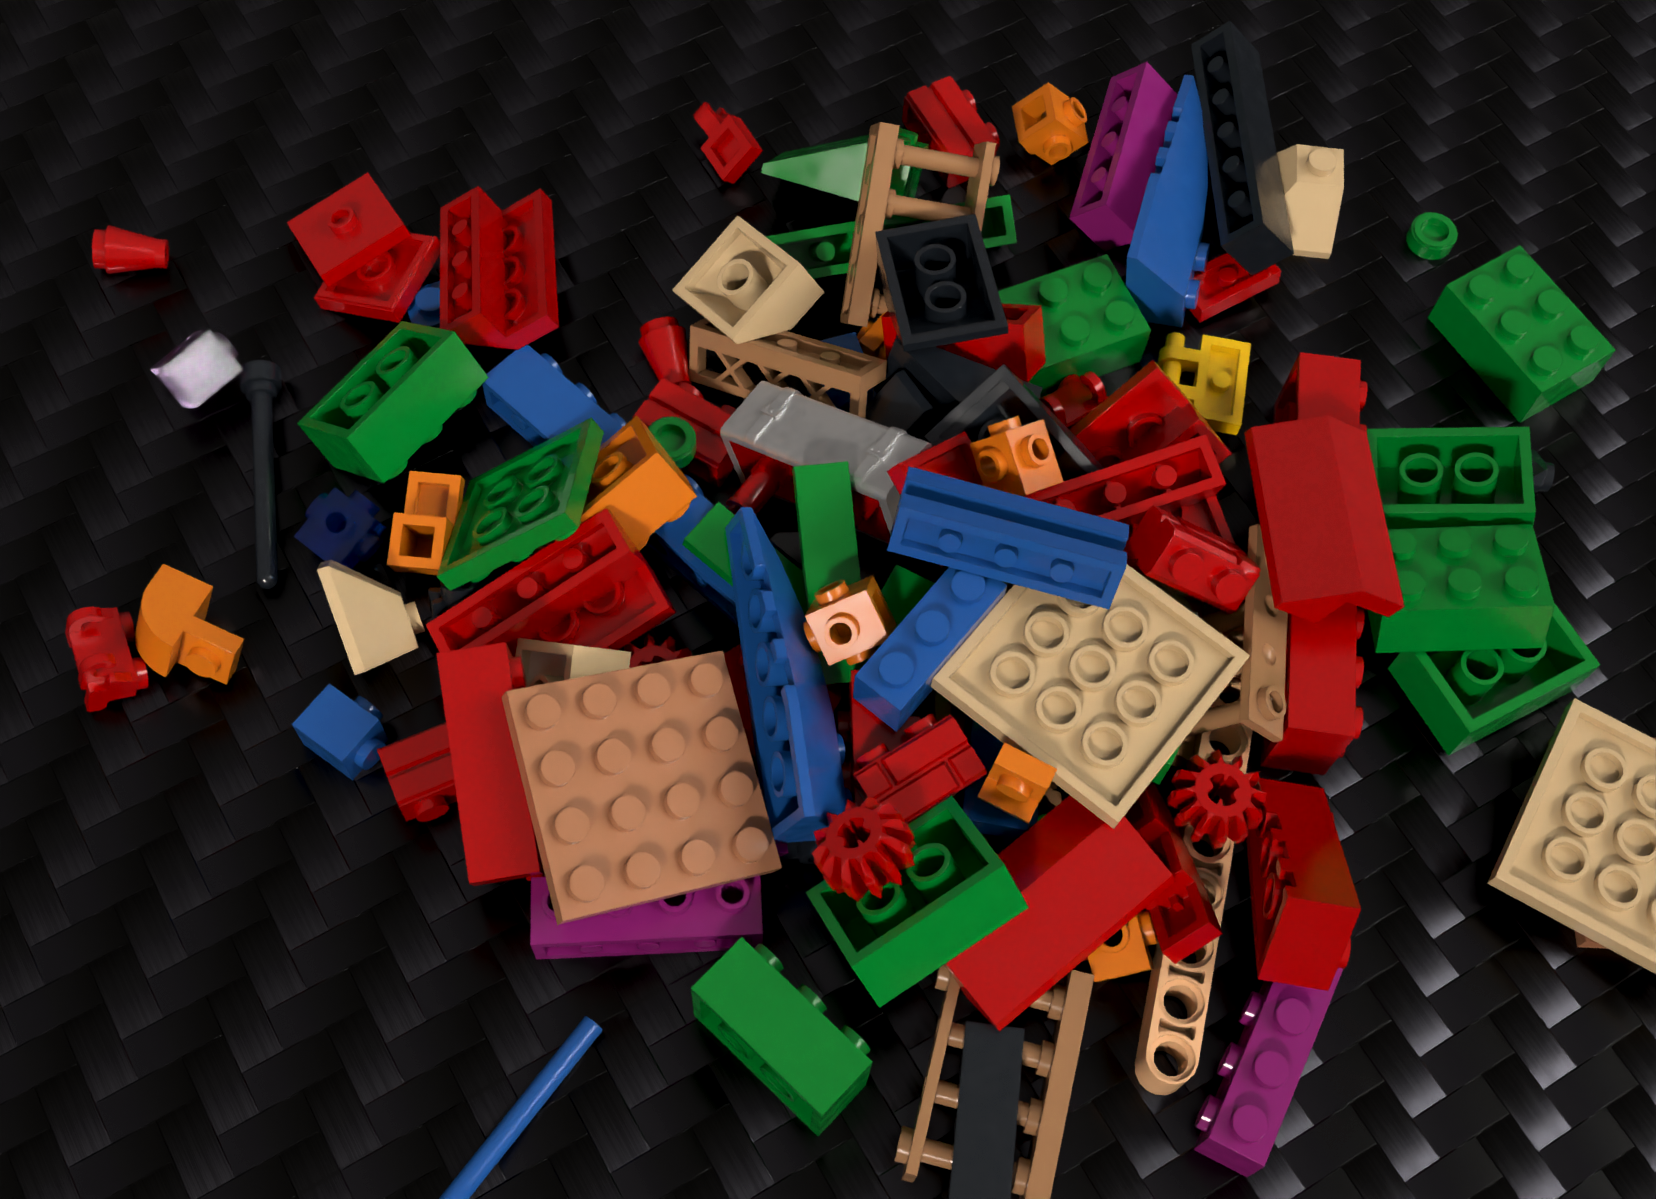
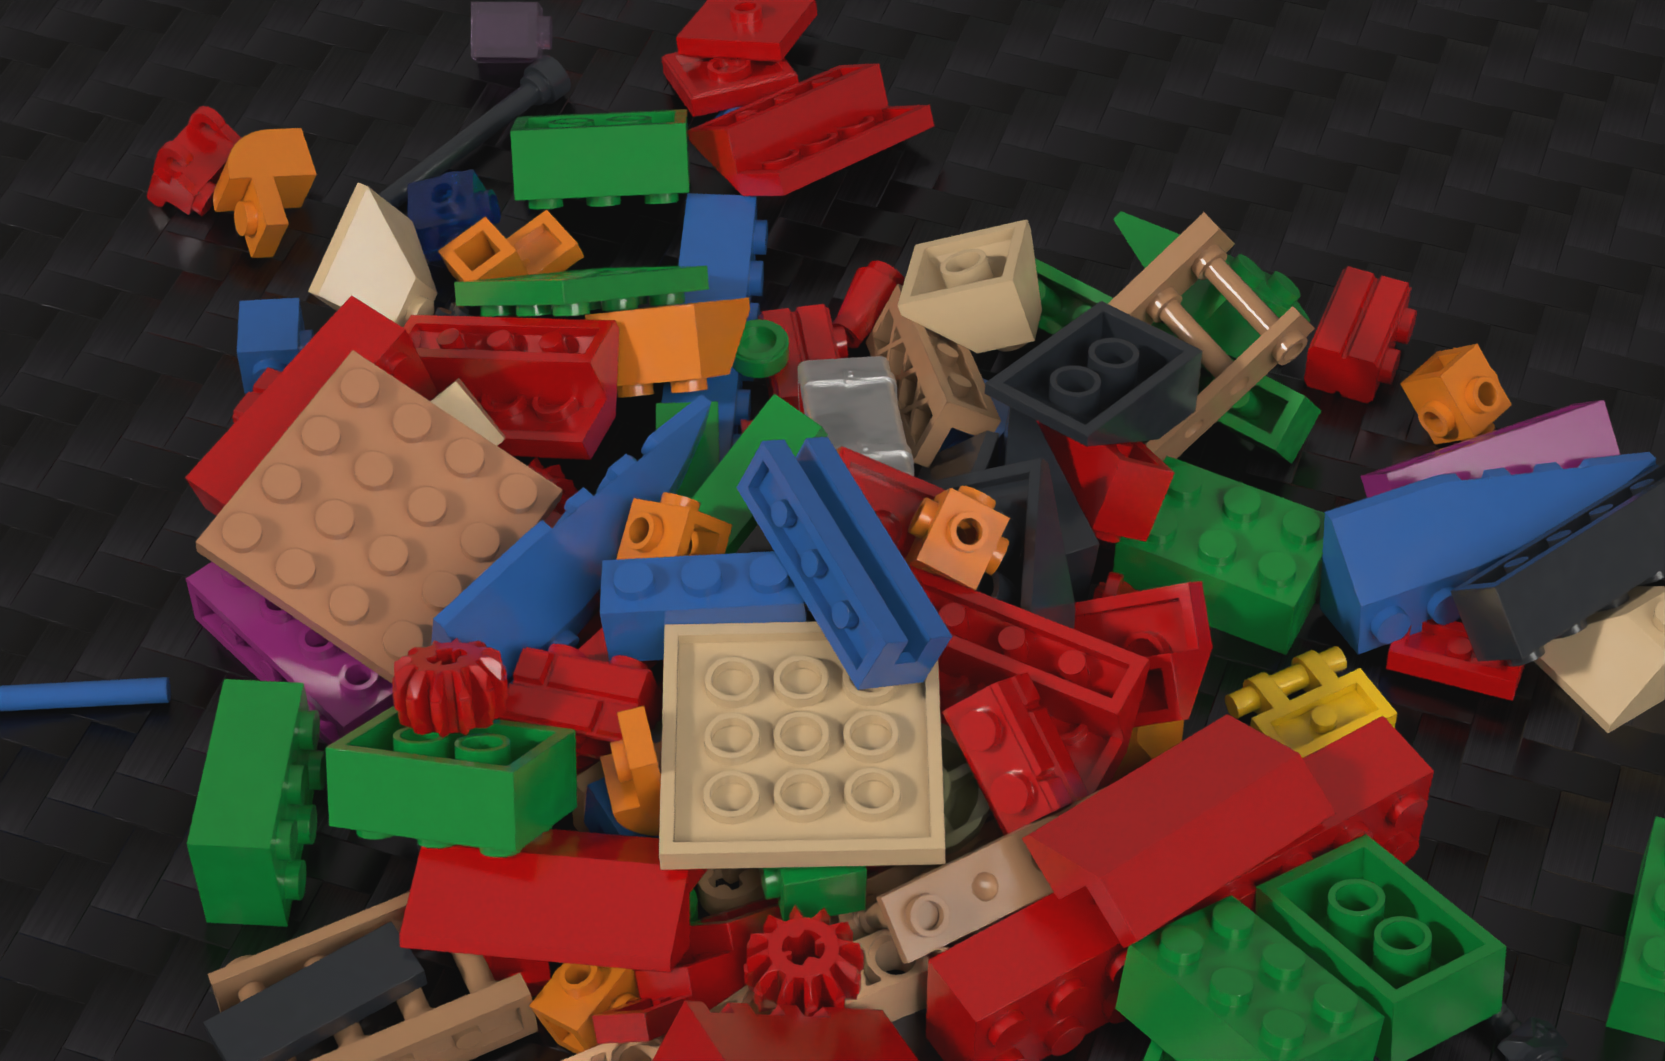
camera: 55 degrees right, 15 degrees down
(729, 144) = (1146, 192): red plate -> none

